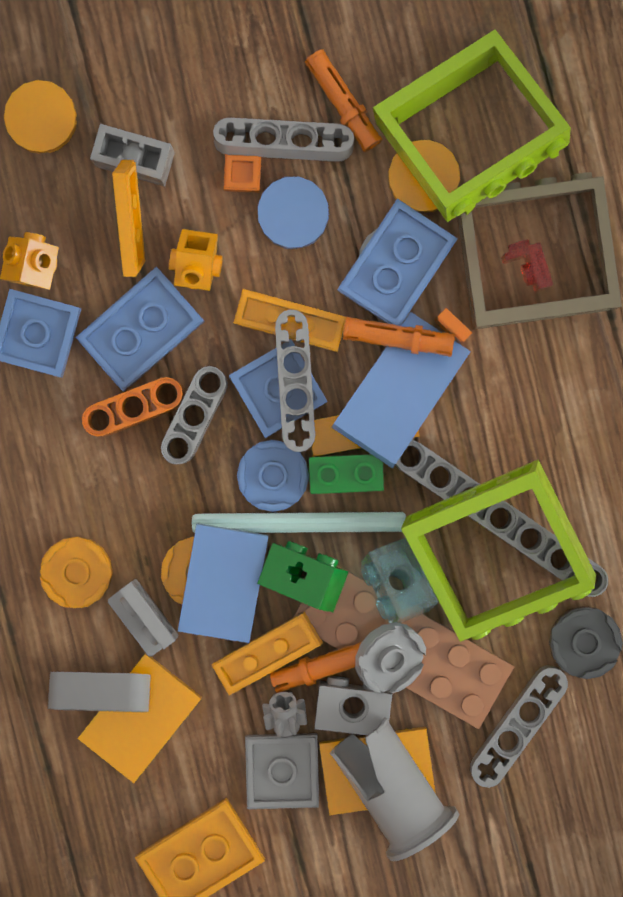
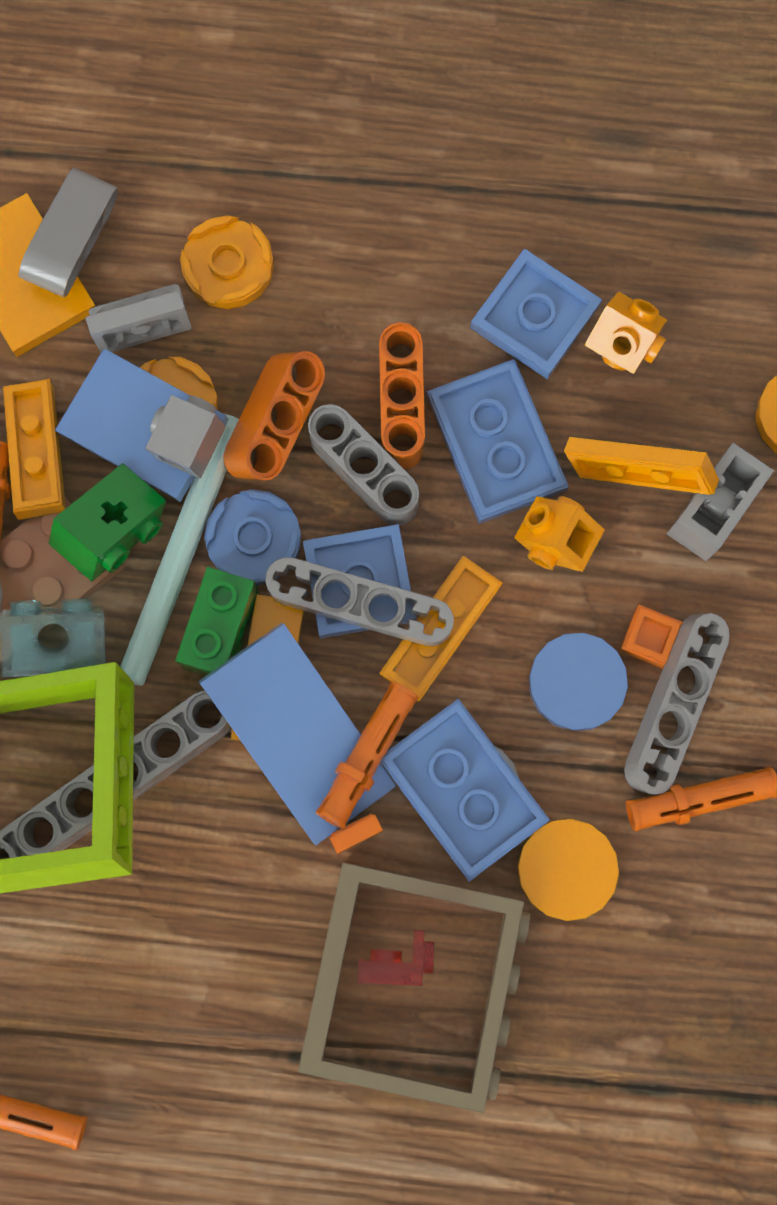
camera: 110 degrees right, 10 degrees down
(182, 491) = (292, 404): none -> orange beam
(223, 544) = (185, 434): none -> light grey brick
(442, 81) = (686, 939): lime window -> none

